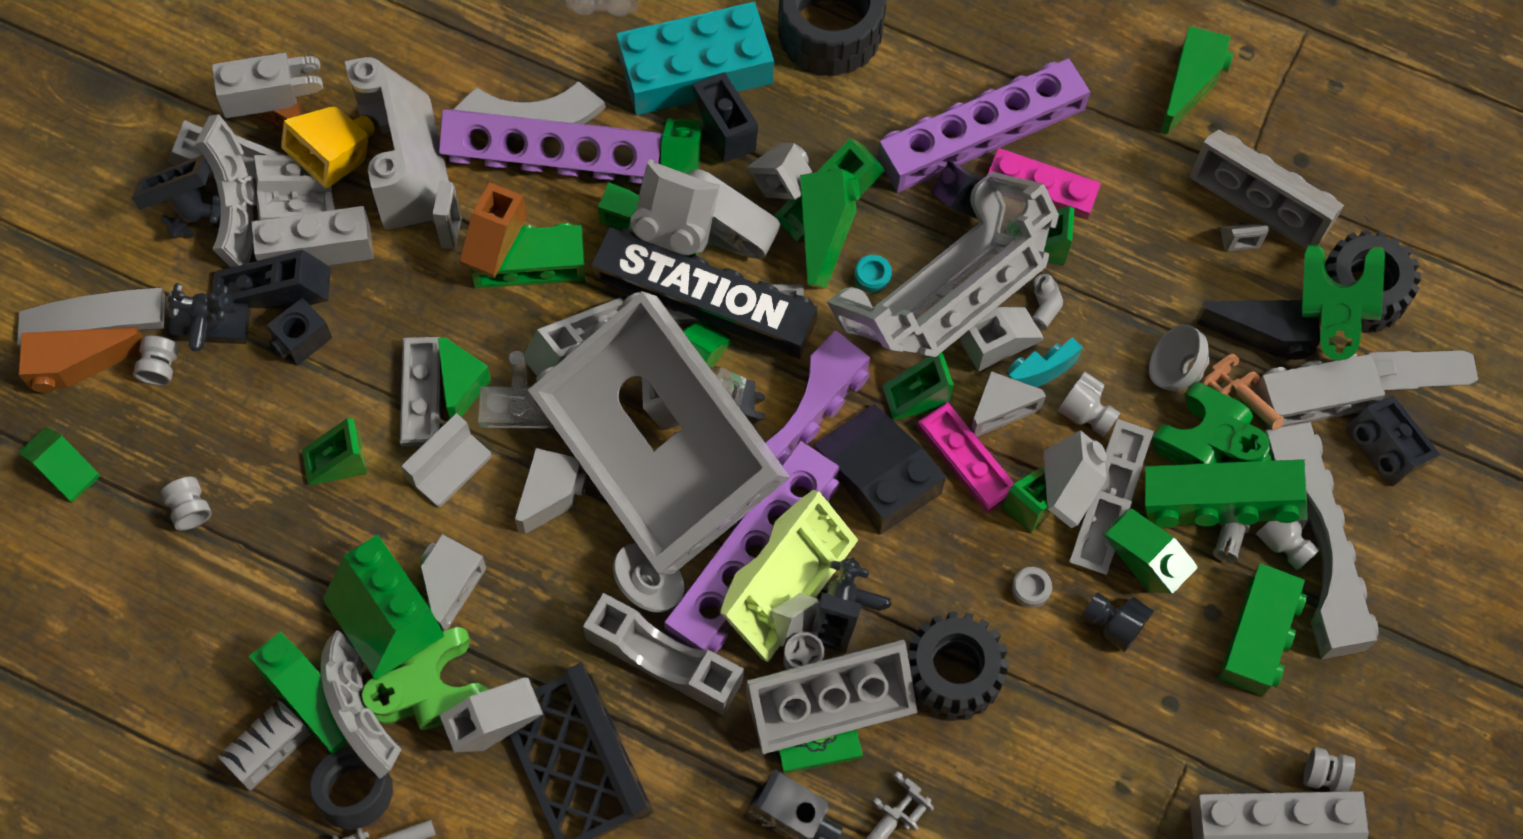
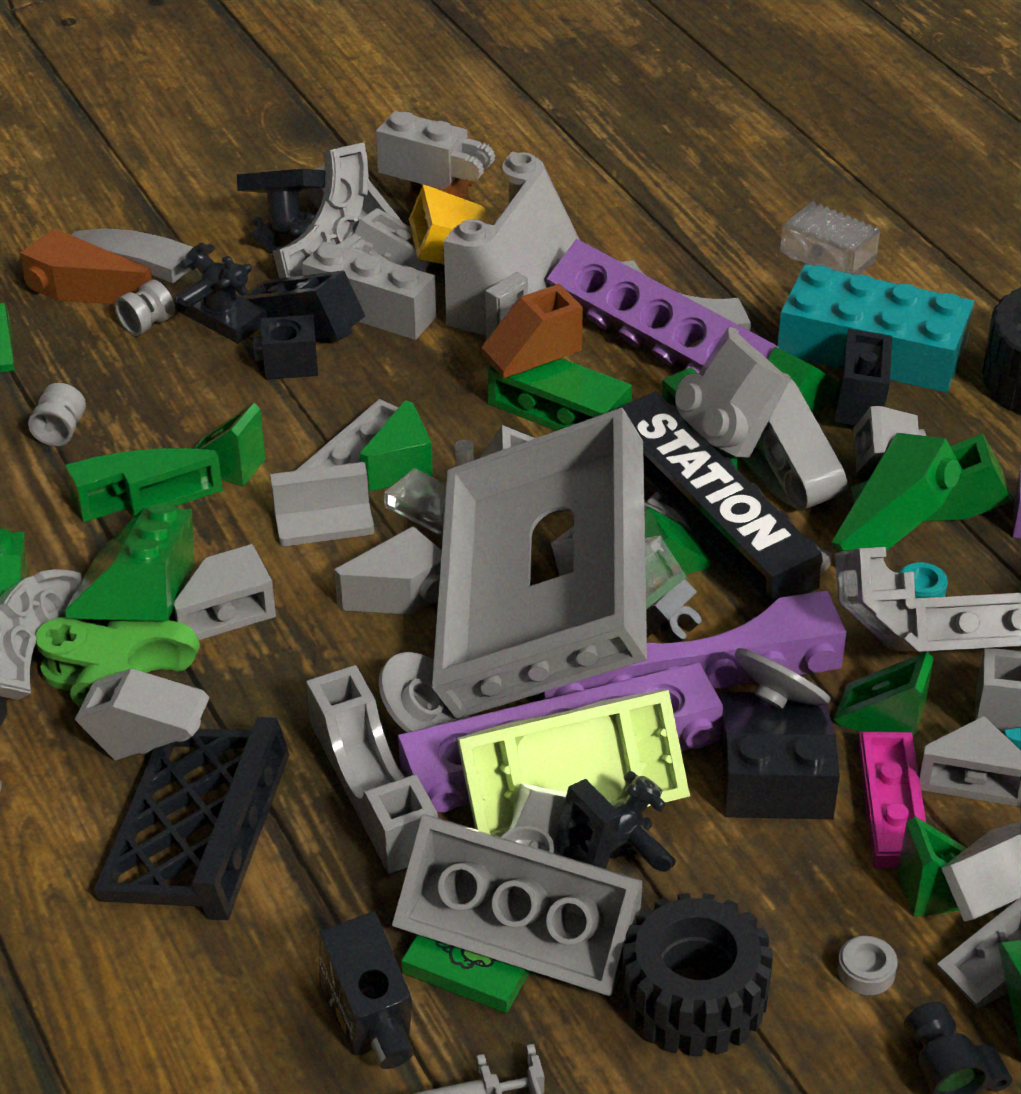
camera: 40 degrees right, 25 degrees down
(303, 524) = (142, 479): none -> green slope
(860, 425) = (779, 683): none -> light grey dish

